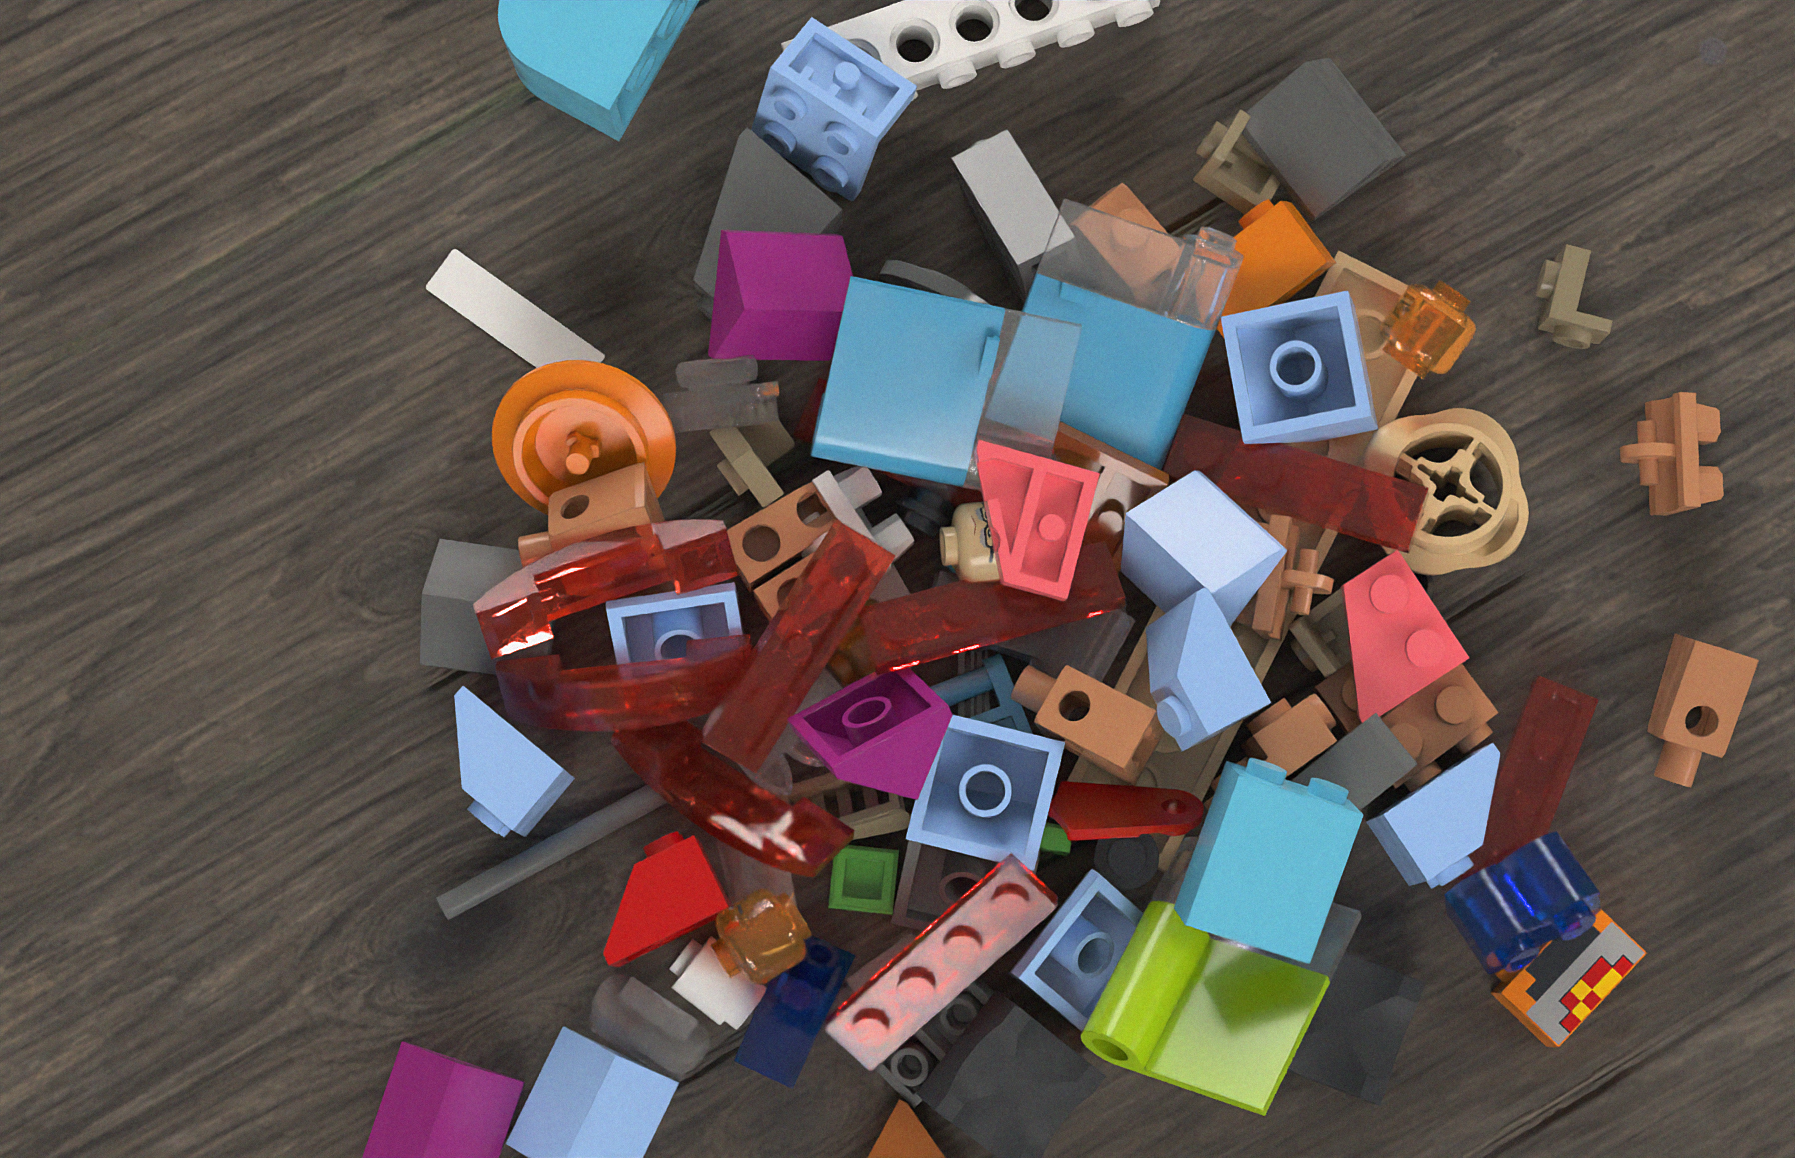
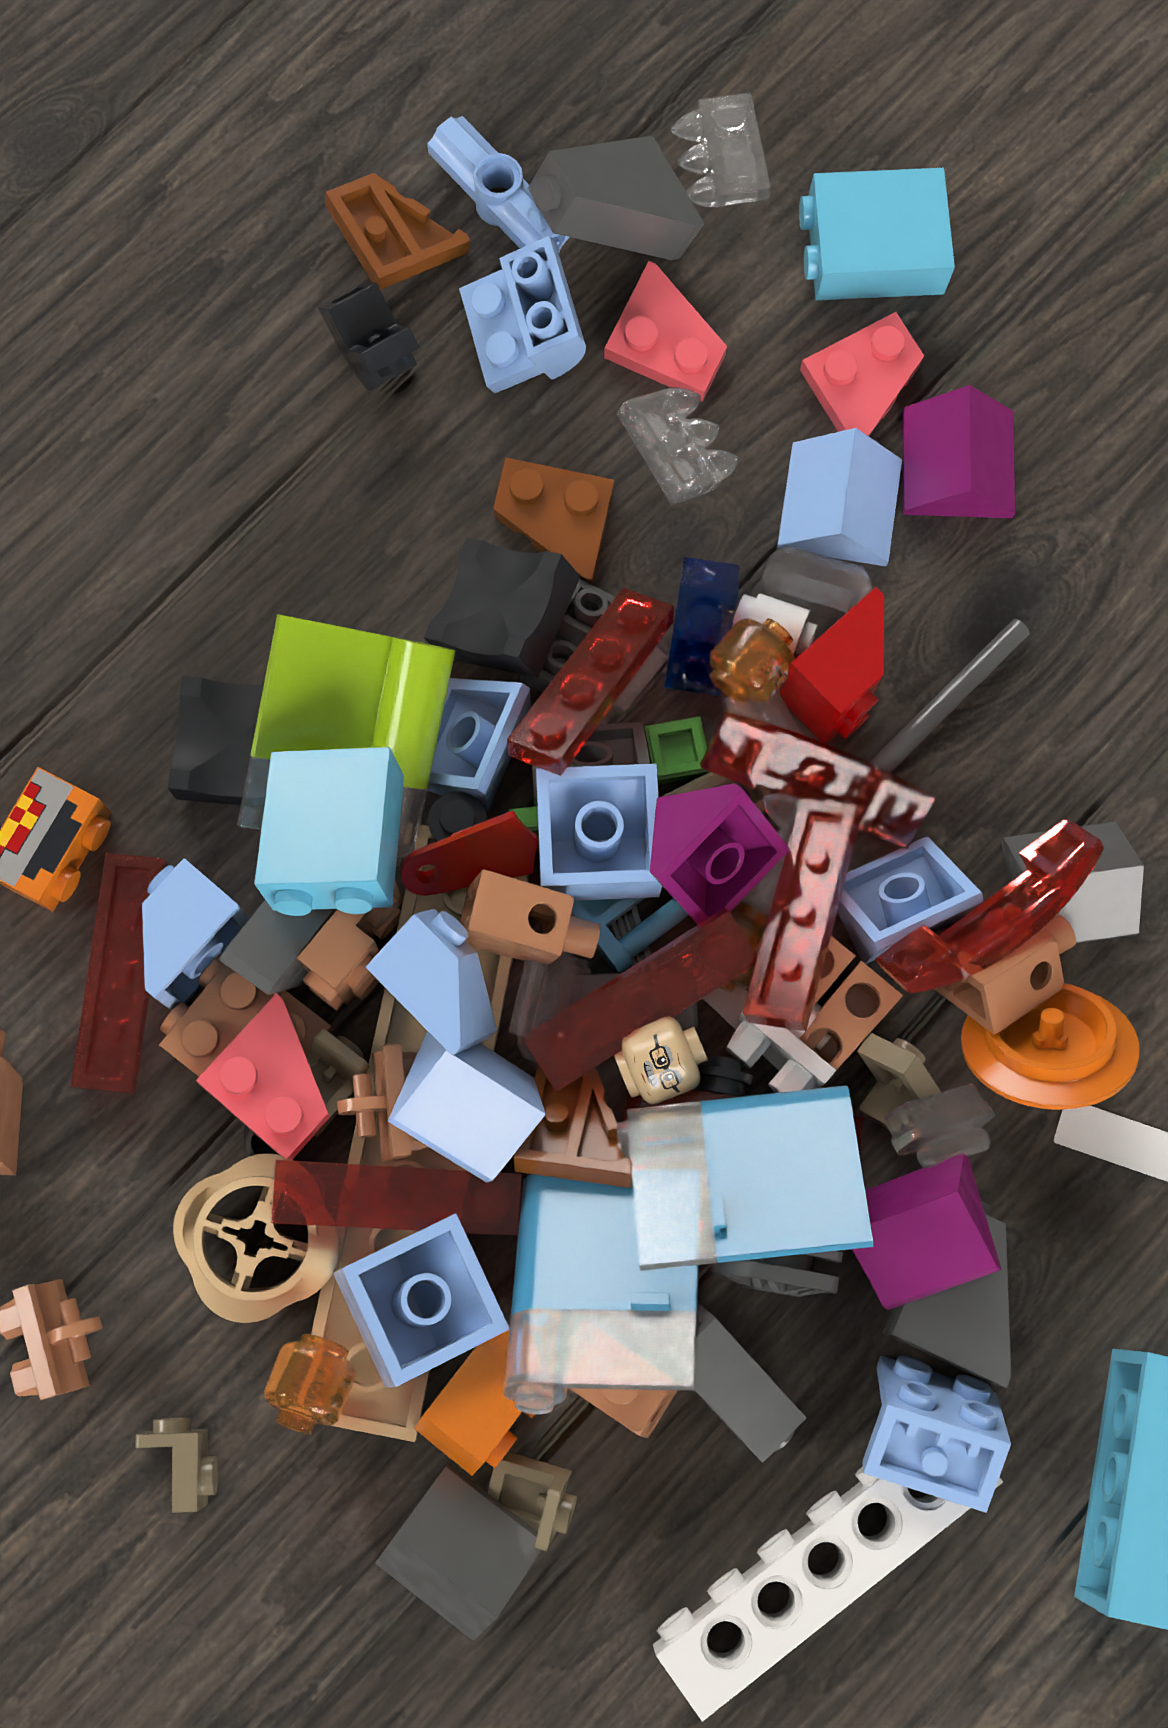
camera: 160 degrees right, 5 degrees down
(503, 769) = (1020, 743): light blue slope -> none
(622, 694) = (933, 835): clear red slope -> none
(1034, 516) = (627, 1082): coral wing -> none
(1523, 903) = (94, 874): clear blue brick -> none

